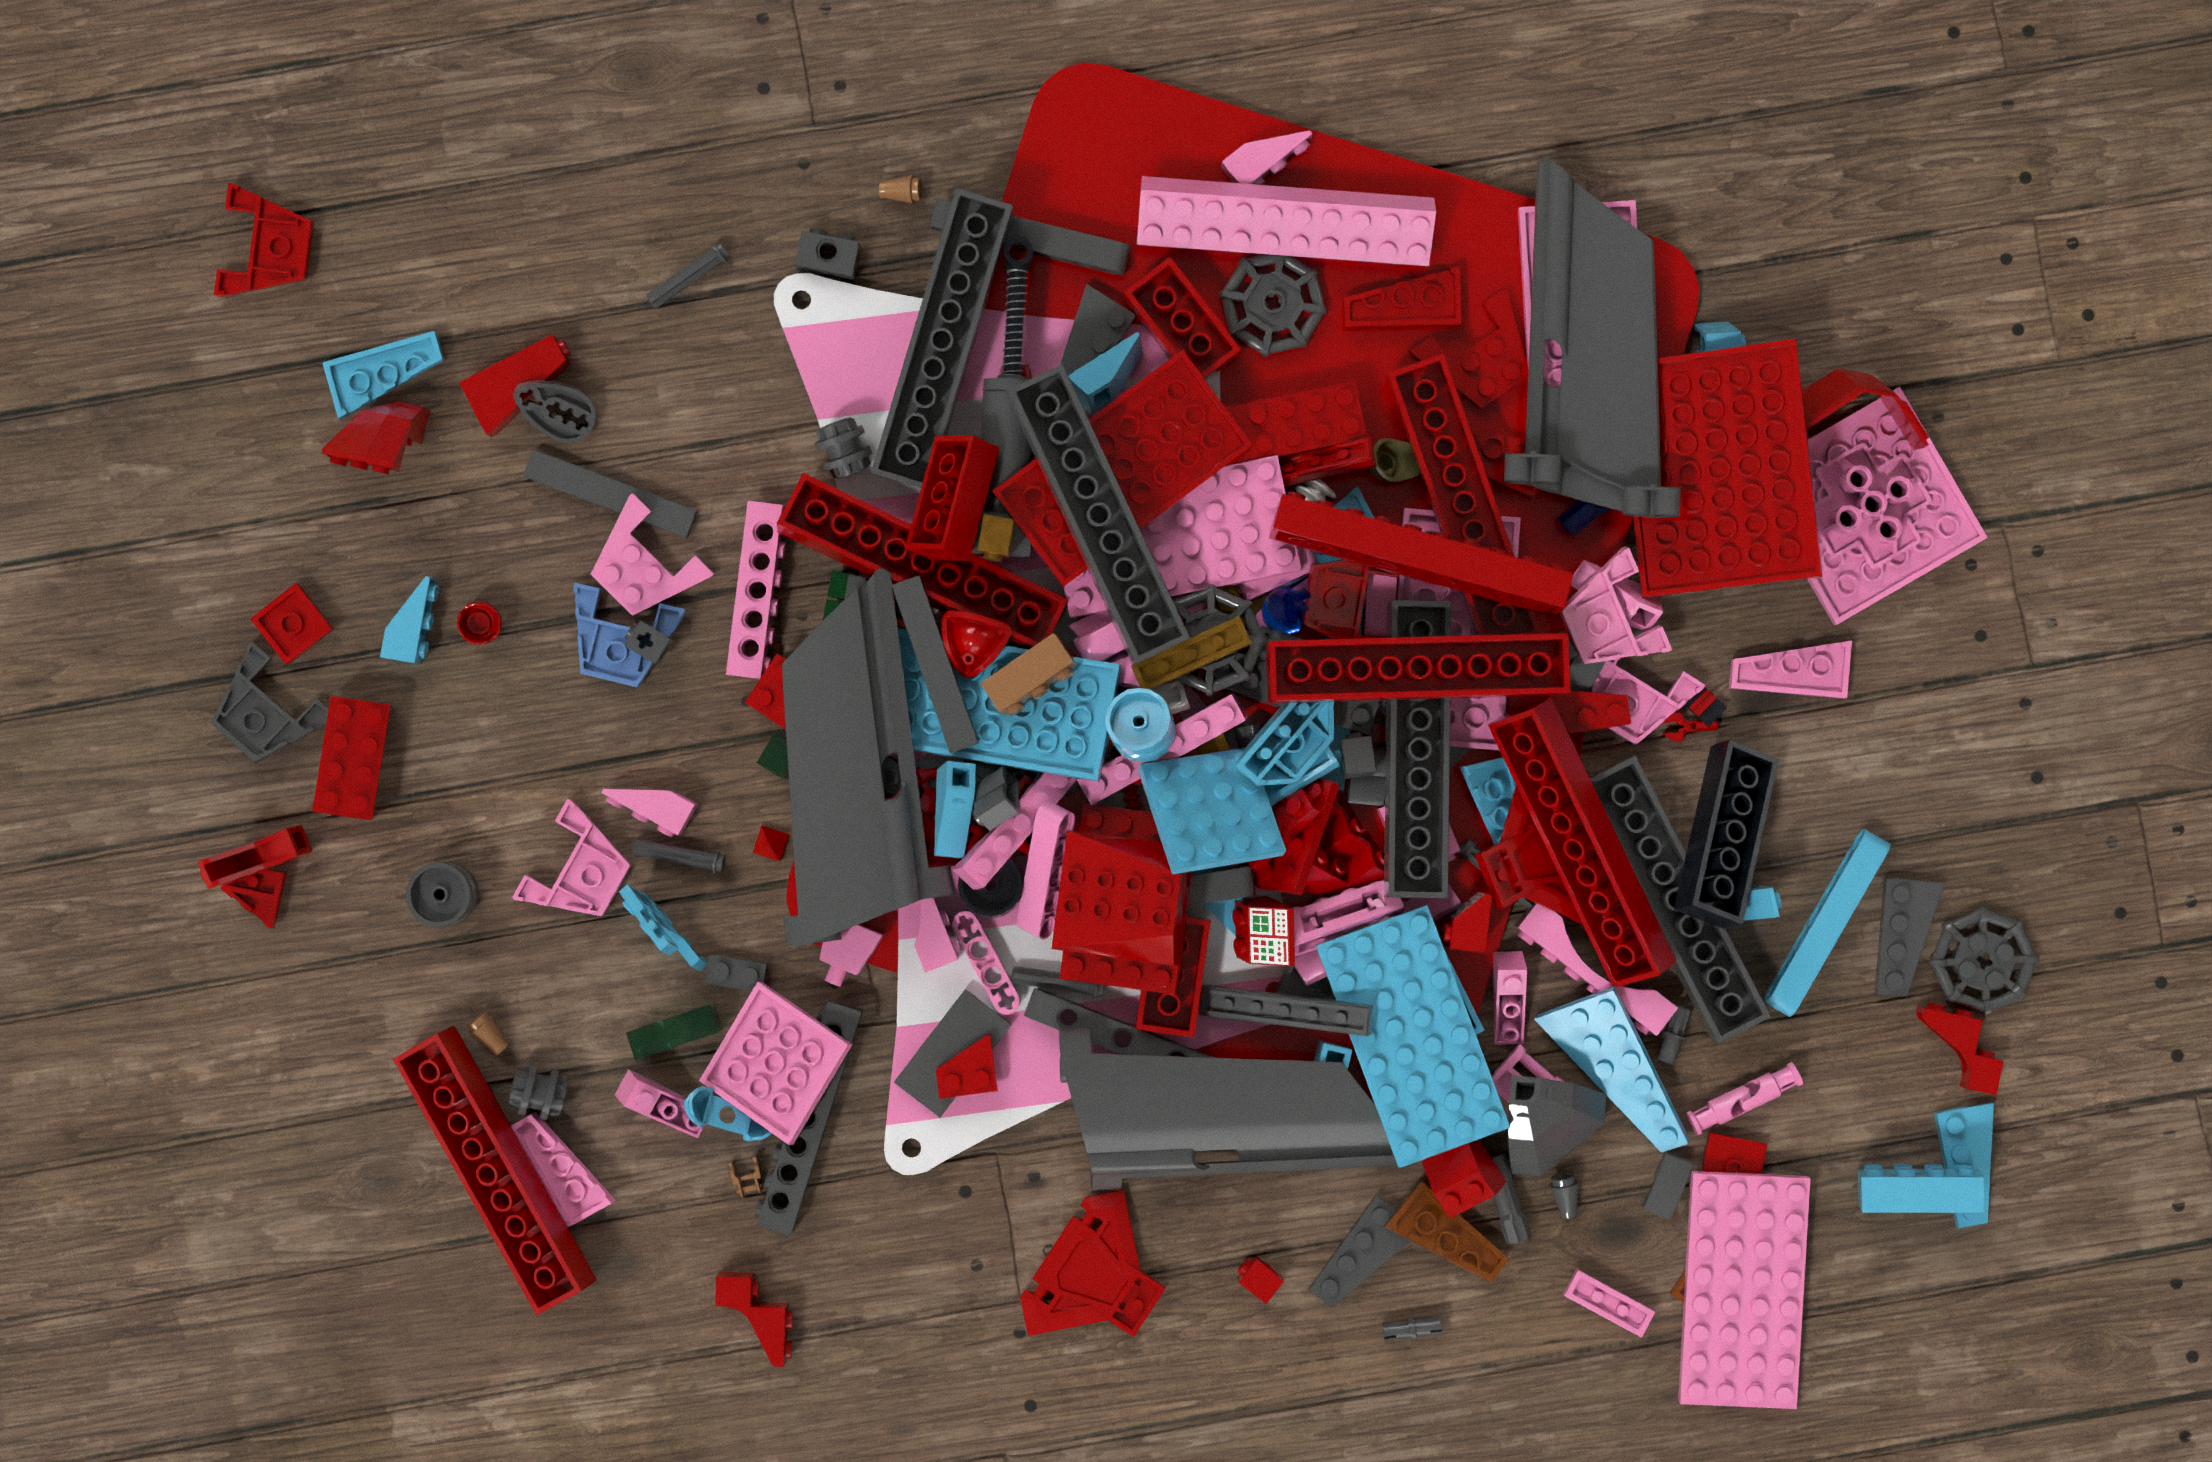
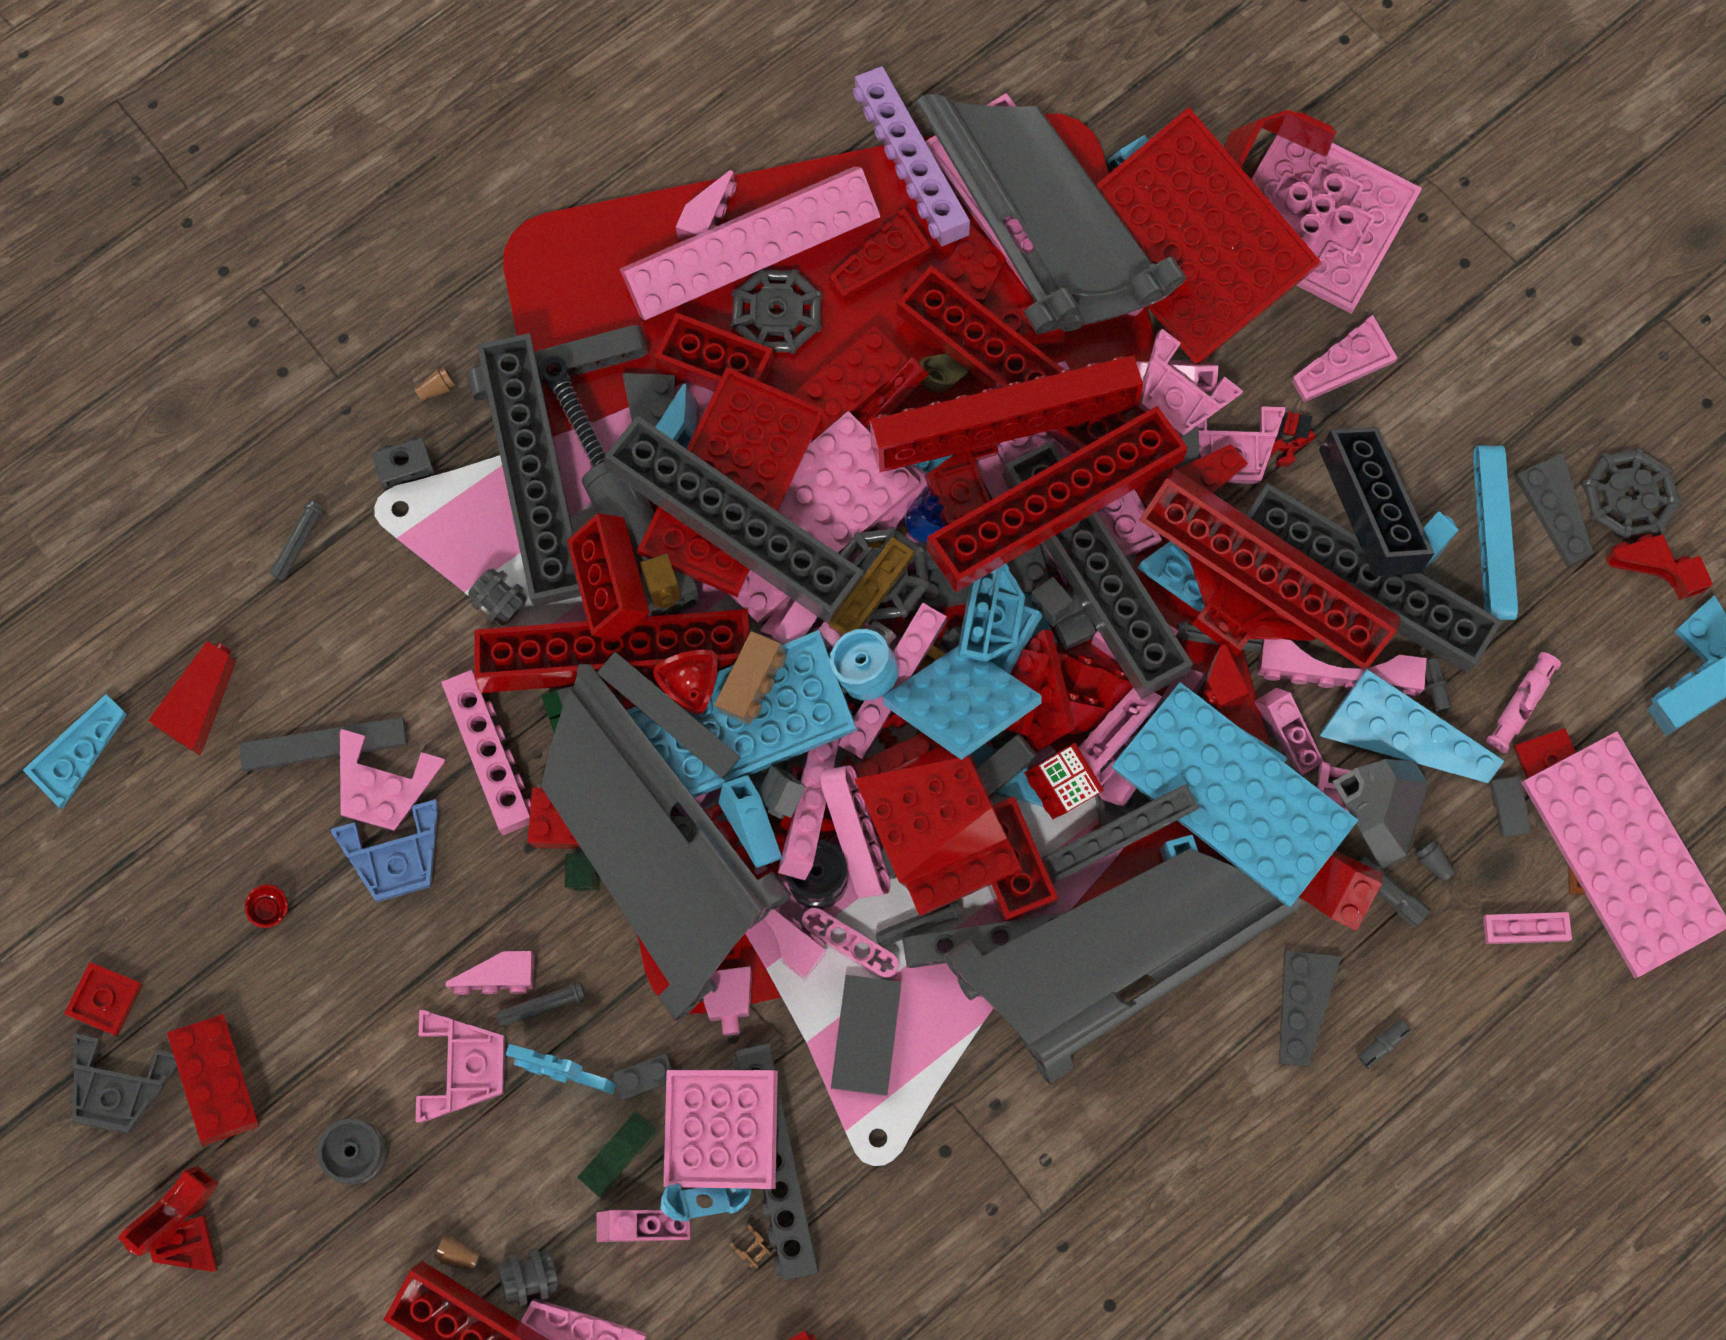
camera: 30 degrees left, 15 degrees down
(378, 437) = (99, 802): red brick -> none
(407, 631) = (207, 948): medium azure slope -> none
(552, 425) = (245, 684): dark grey piece -> none
(660, 641) = (427, 846): dark grey brick -> none
(770, 843) = (613, 952): red slope -> none
(969, 1071) = (888, 1040): red wing -> none
(1092, 1274) = (1094, 1157): red plate -> none
(1259, 1278) = (1234, 1076): red brick -> none
(1454, 1239) = (1343, 948): dark orange wing -> none
(1513, 115) = (903, 139): none -> lavender brick
(1579, 517) = (1110, 335): clear blue piece -> none

